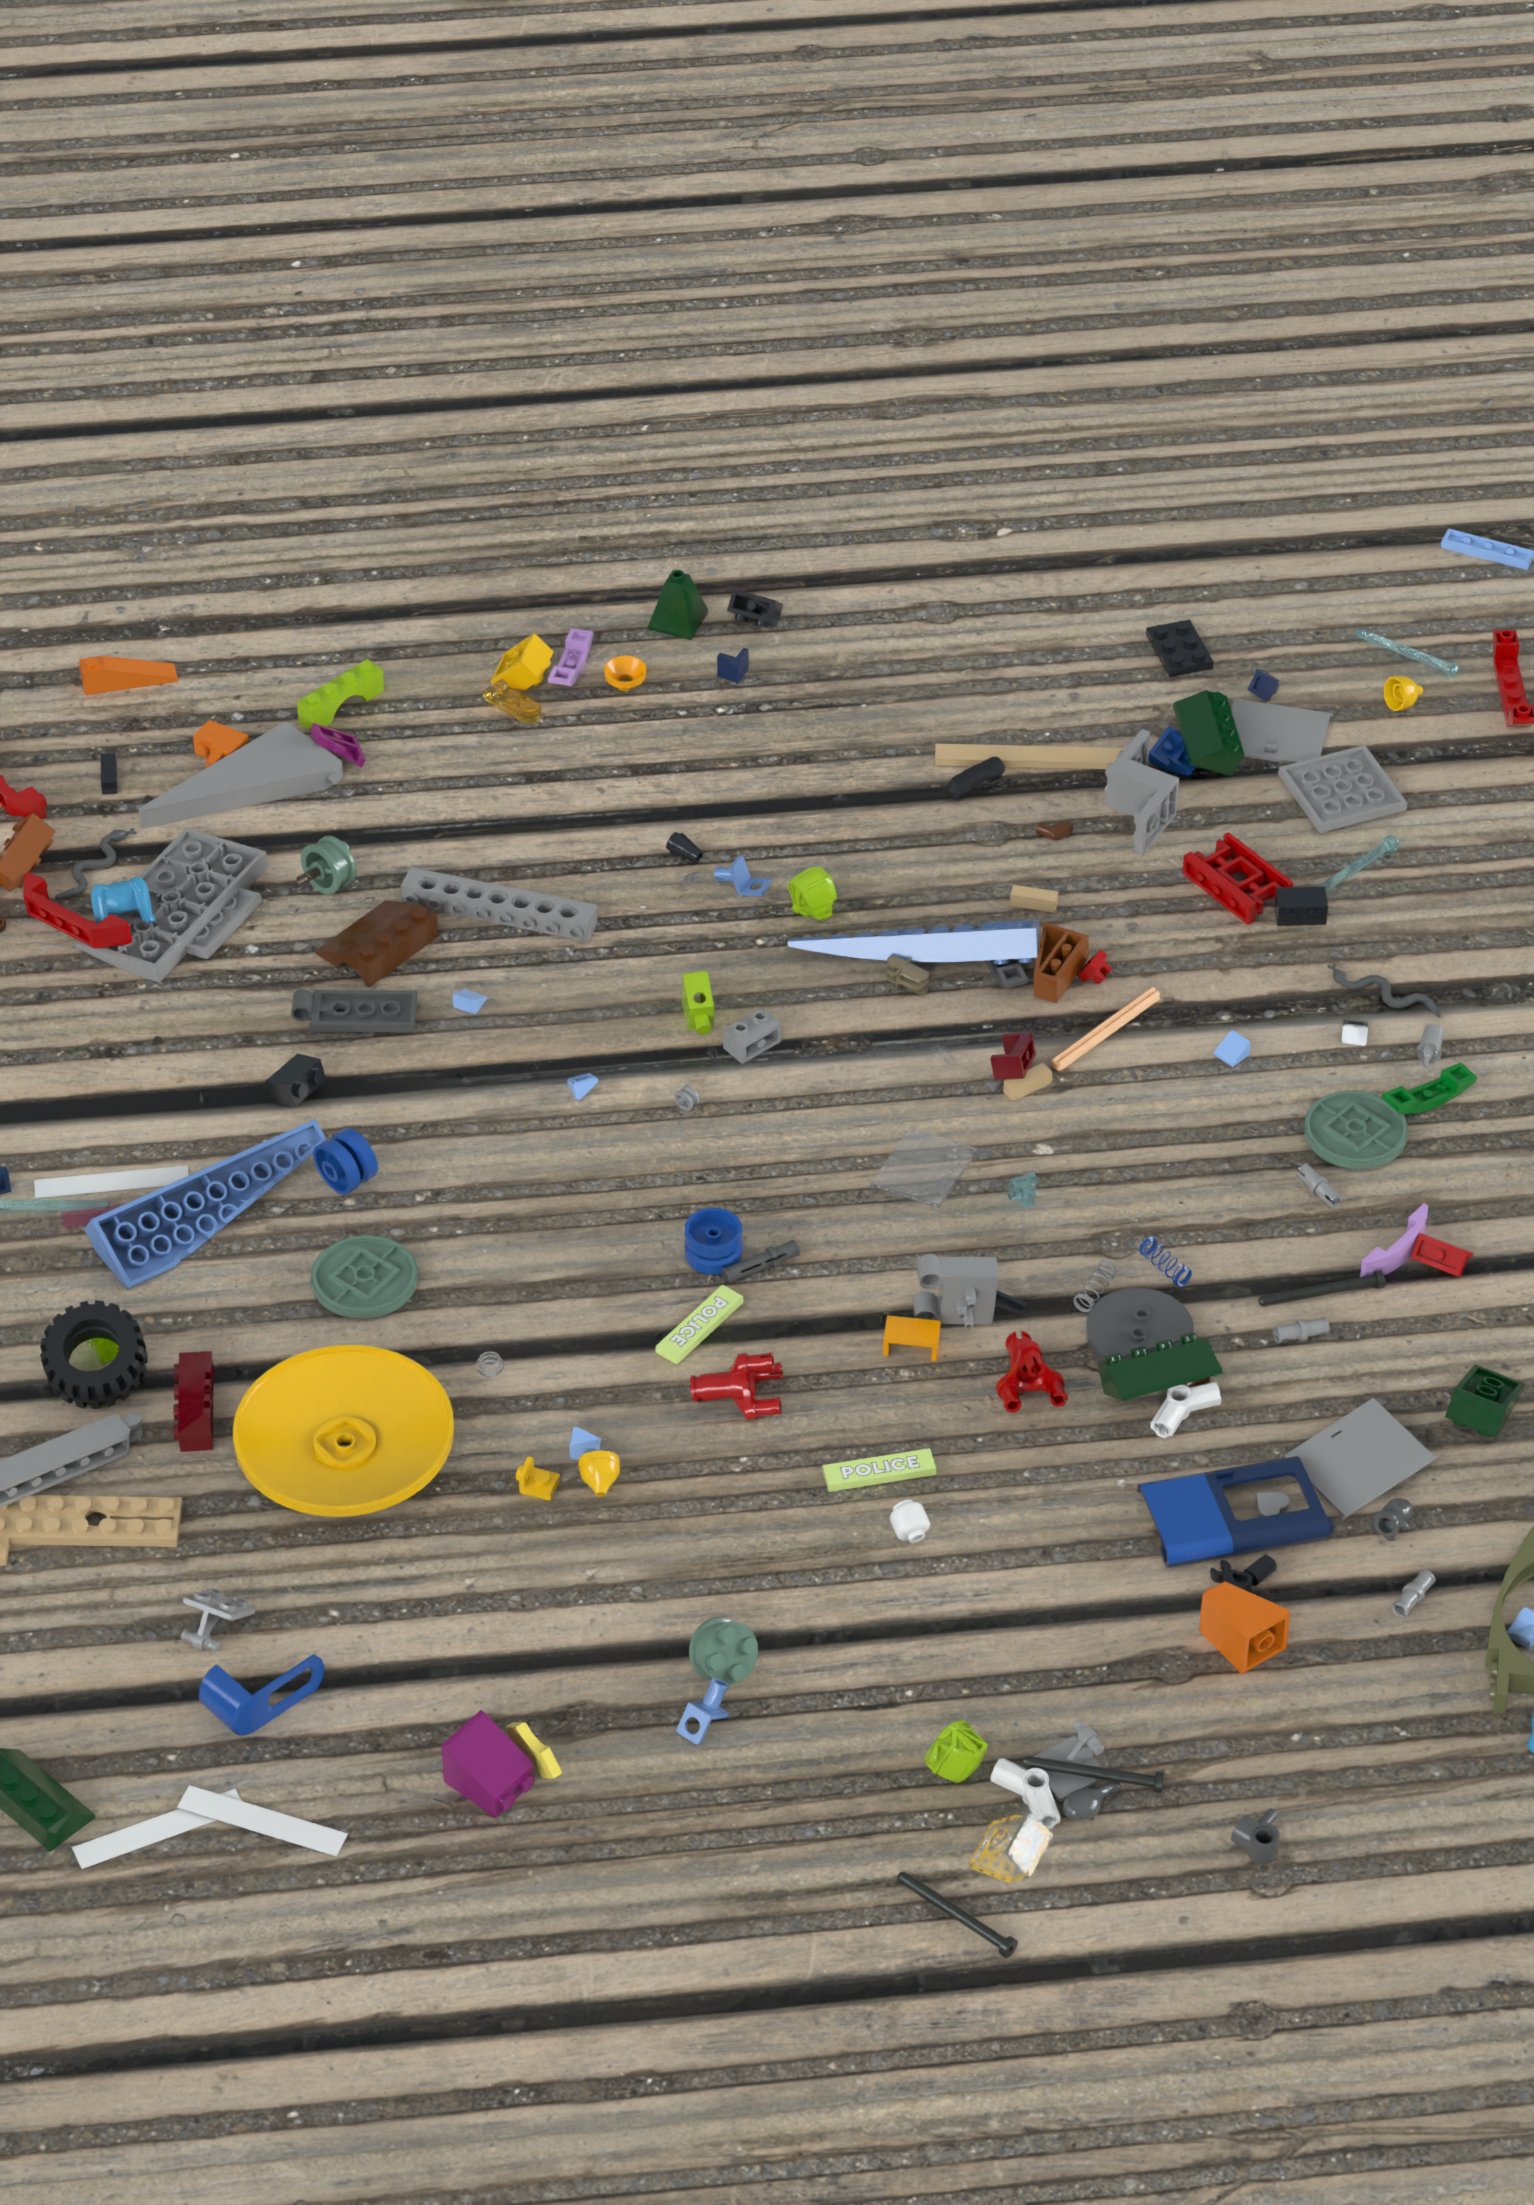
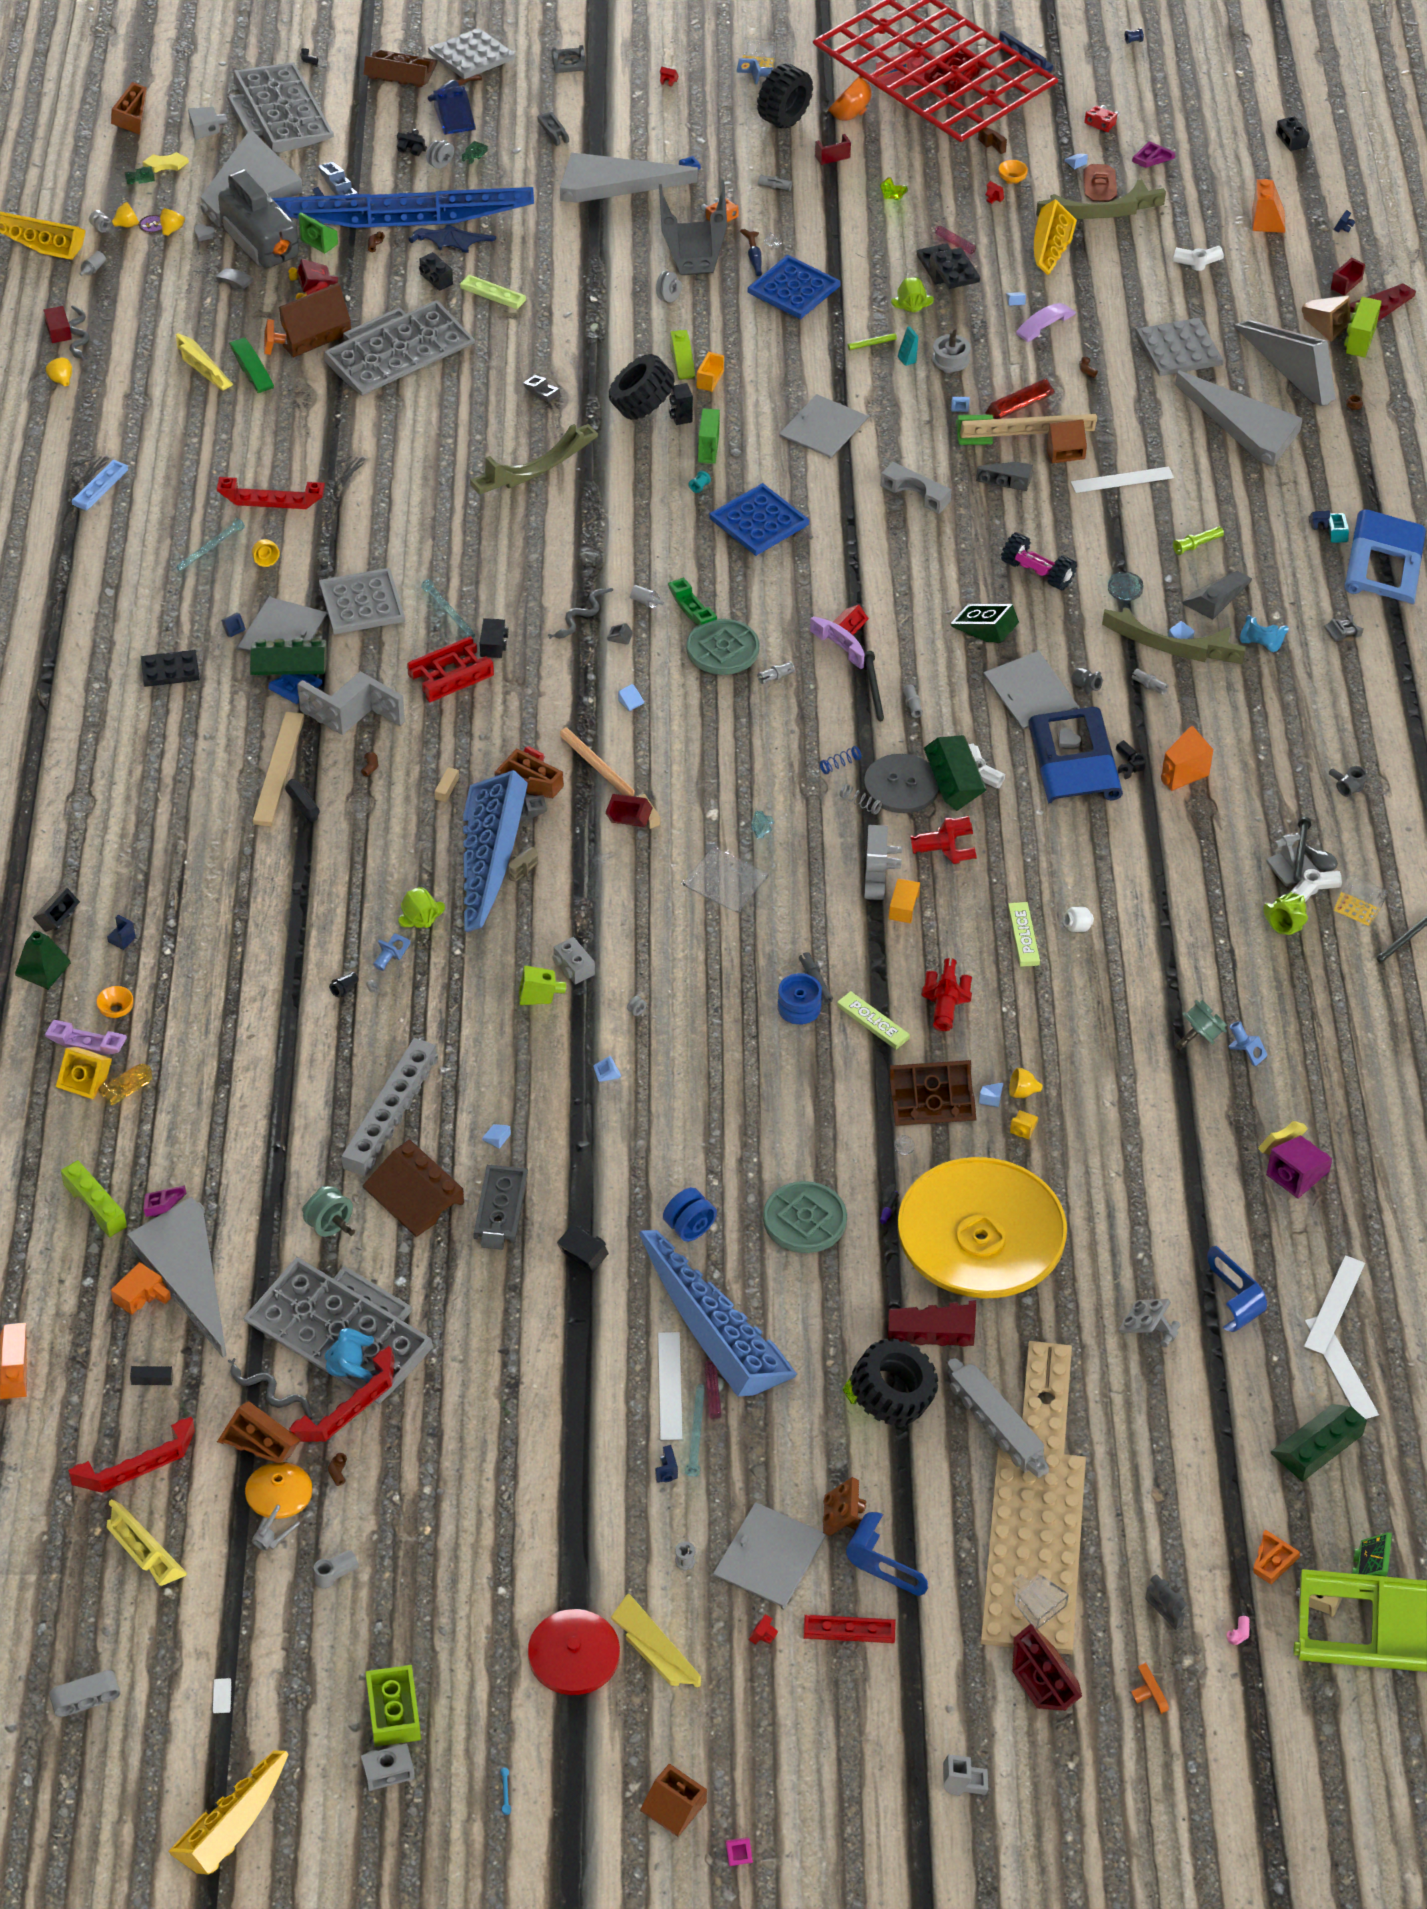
camera: 85 degrees left, 5 degrees up
(576, 1385) = (932, 1093): none -> reddish brown piece

